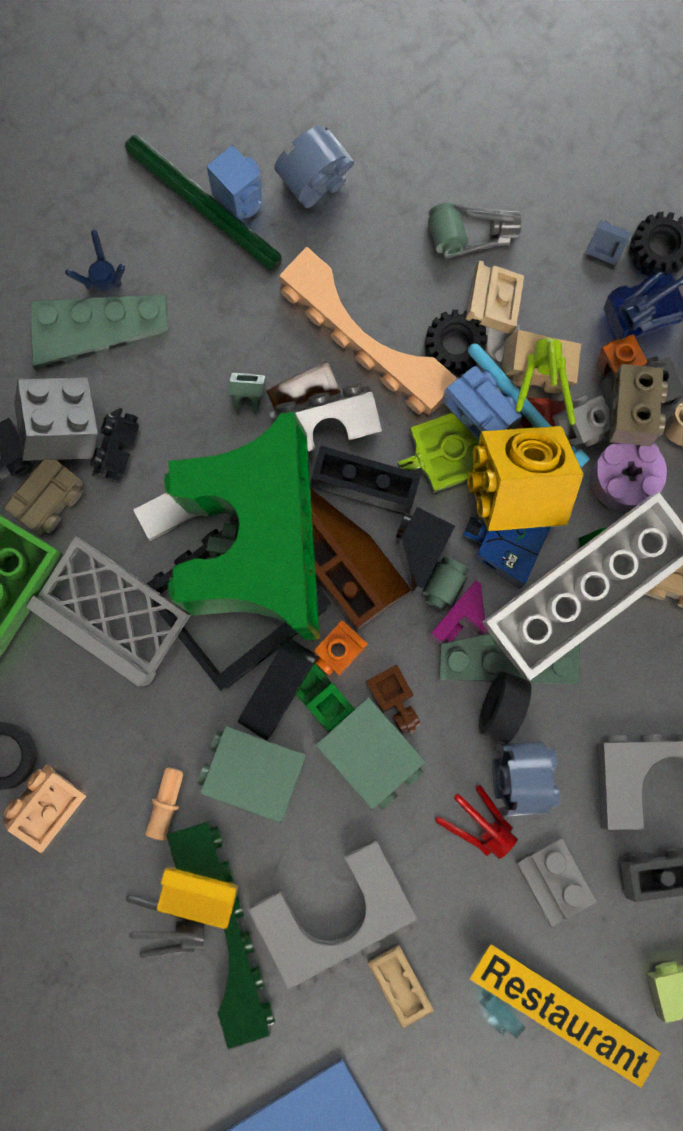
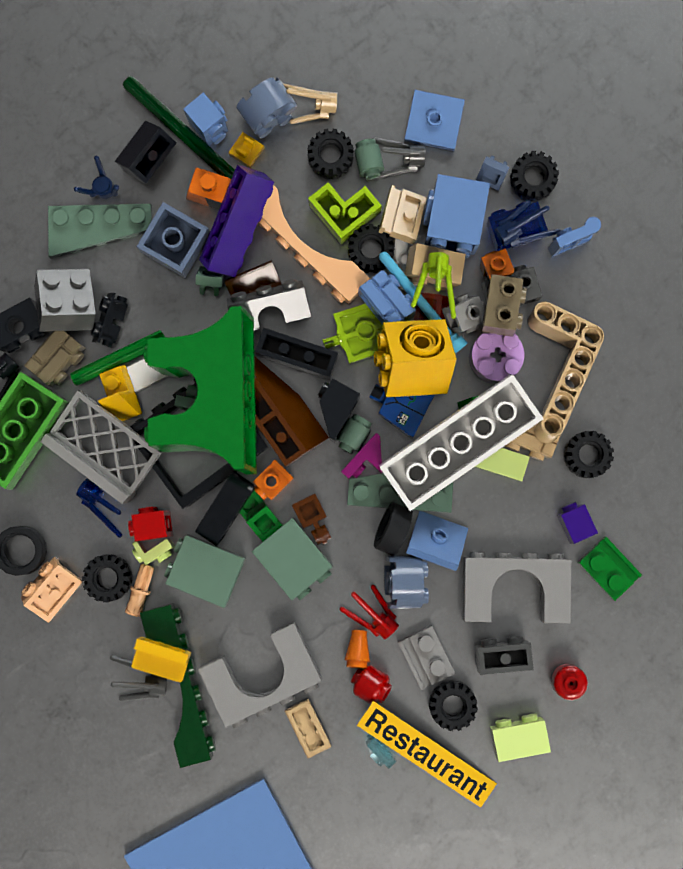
camera: 10 degrees right, 5 degrees up
(95, 675) = (91, 493): none -> clear blue plant
(98, 789) = (91, 578): none -> black tyre
(117, 500) = (112, 360): none -> green axle
(131, 541) = (121, 397): none -> yellow slope
(157, 227) = (145, 151): none -> black brick
(177, 713) = (150, 524): none -> red brick
(190, 751) = (159, 552): none -> yellowish green bracket
(197, 338) = (173, 240): none -> sand blue brick
(244, 274) = (207, 188): none -> orange torso
(280, 309) = (236, 221): none -> dark purple brick
(287, 224) = (246, 150): none -> yellow tile
(386, 160) = (324, 101): none -> tan plant
(403, 206) = (330, 138): none -> black tyre
(418, 301) = (344, 216): none -> lime brick
(463, 875) = (357, 651): none -> orange cone
(484, 922) = (371, 685): none -> red head
(528, 180) = (434, 120): none -> medium blue plate
(564, 721) = (437, 540): none -> medium blue plate
(566, 291) = (456, 214): none -> medium blue brick
(617, 953) = (464, 717): none -> black tyre
(648, 617) = (506, 463): none -> yellowish green tile

